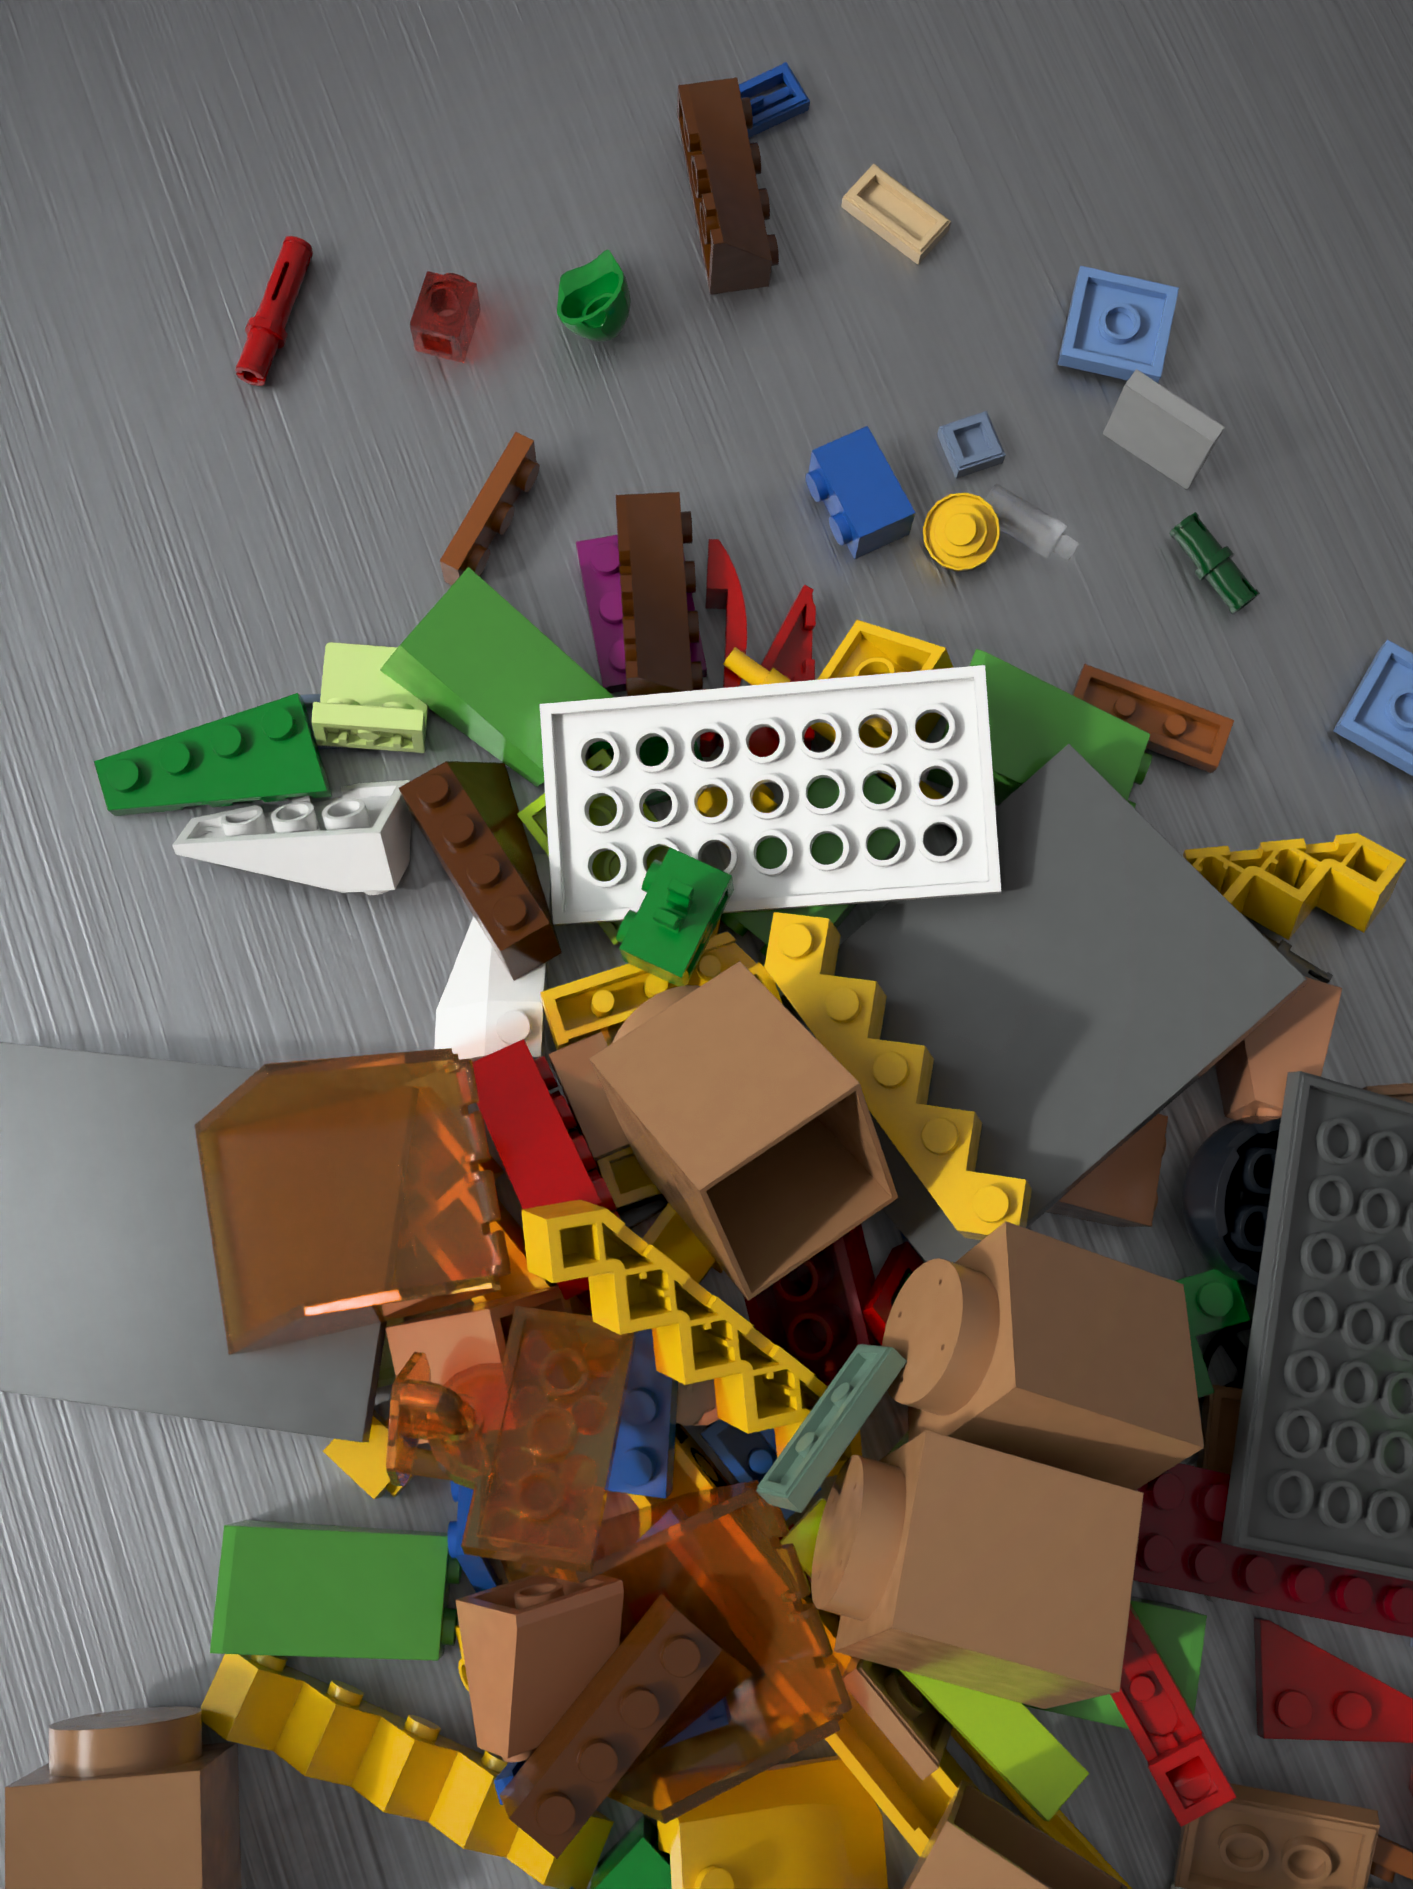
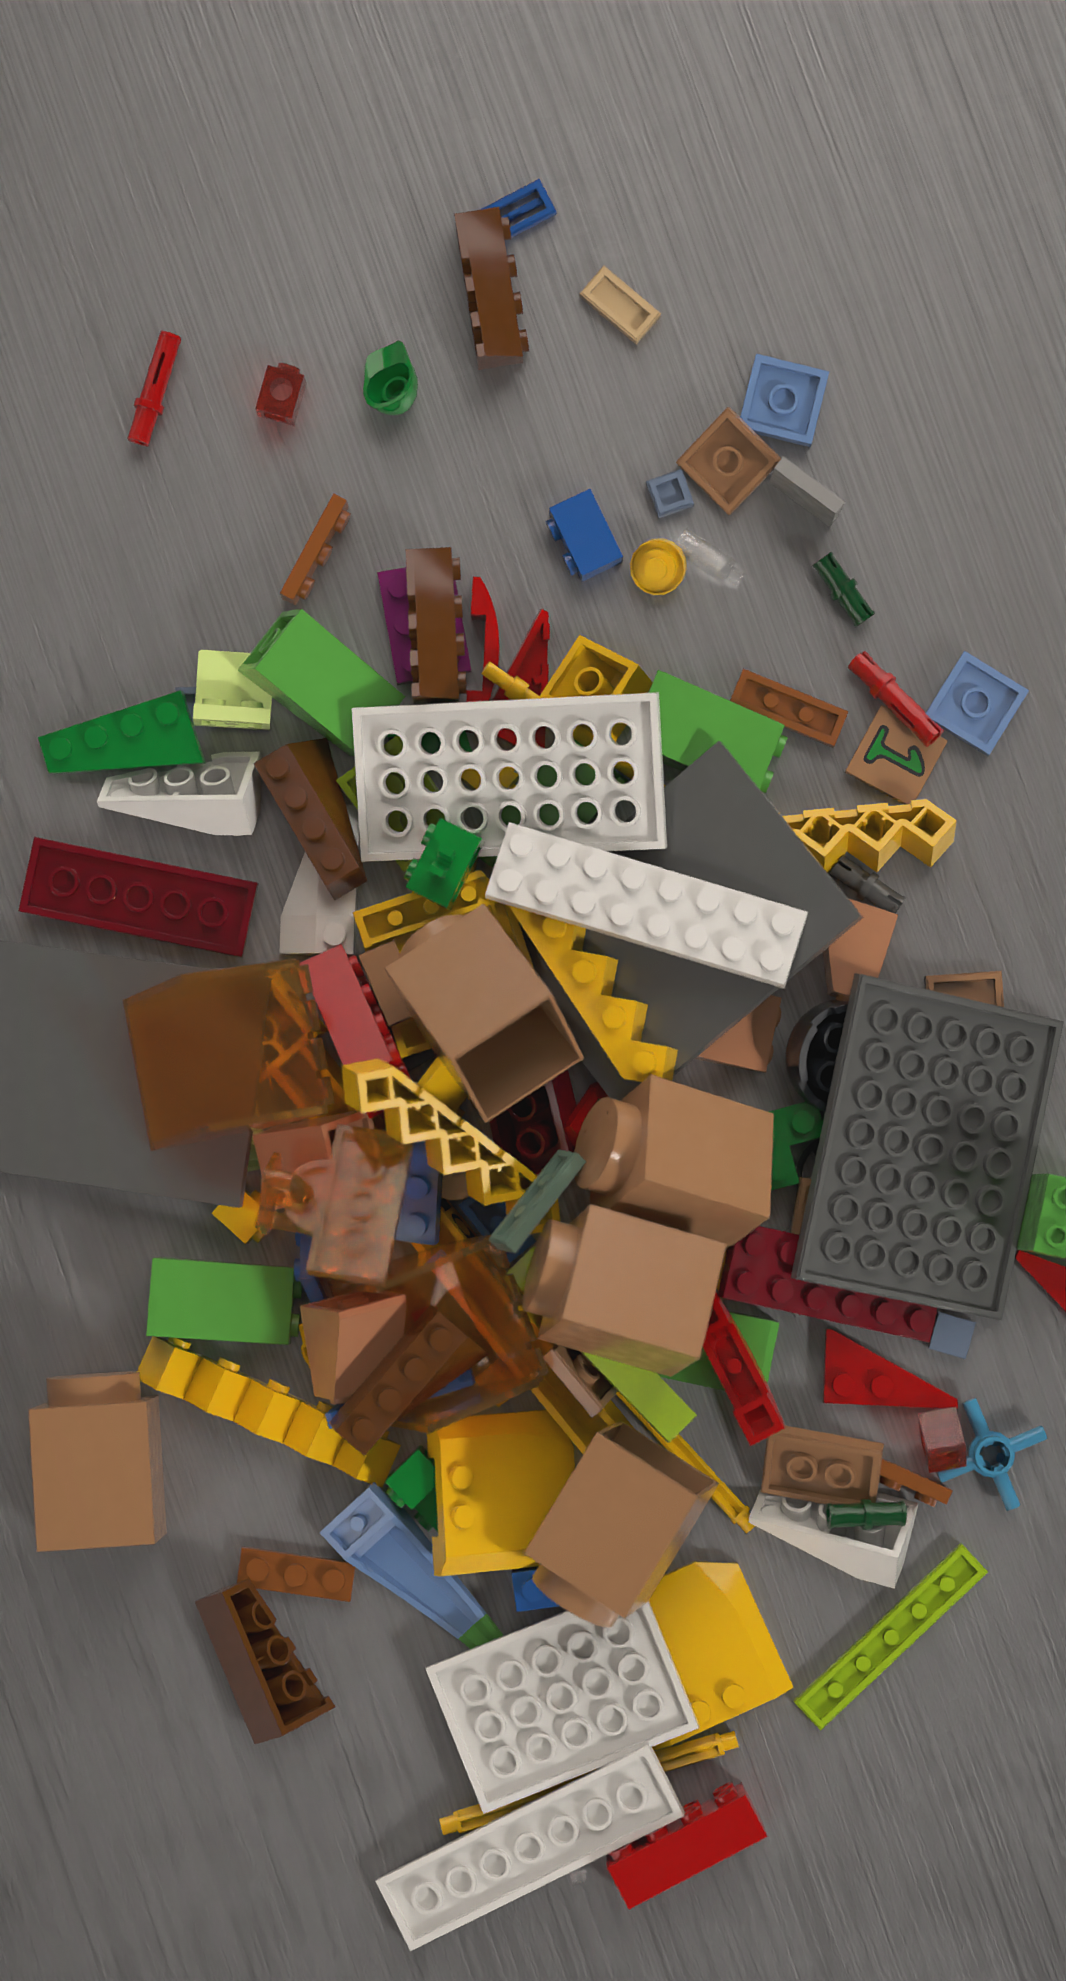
camera: 10 degrees right, 10 degrees up
(228, 982) = (138, 897): none -> dark red plate
(985, 970) = (646, 905): none -> white plate
(1051, 398) = (728, 461): none -> medium nougat tile
(1282, 689) = (883, 686): none -> red pin
(1300, 782) = (894, 758): none -> medium nougat tile

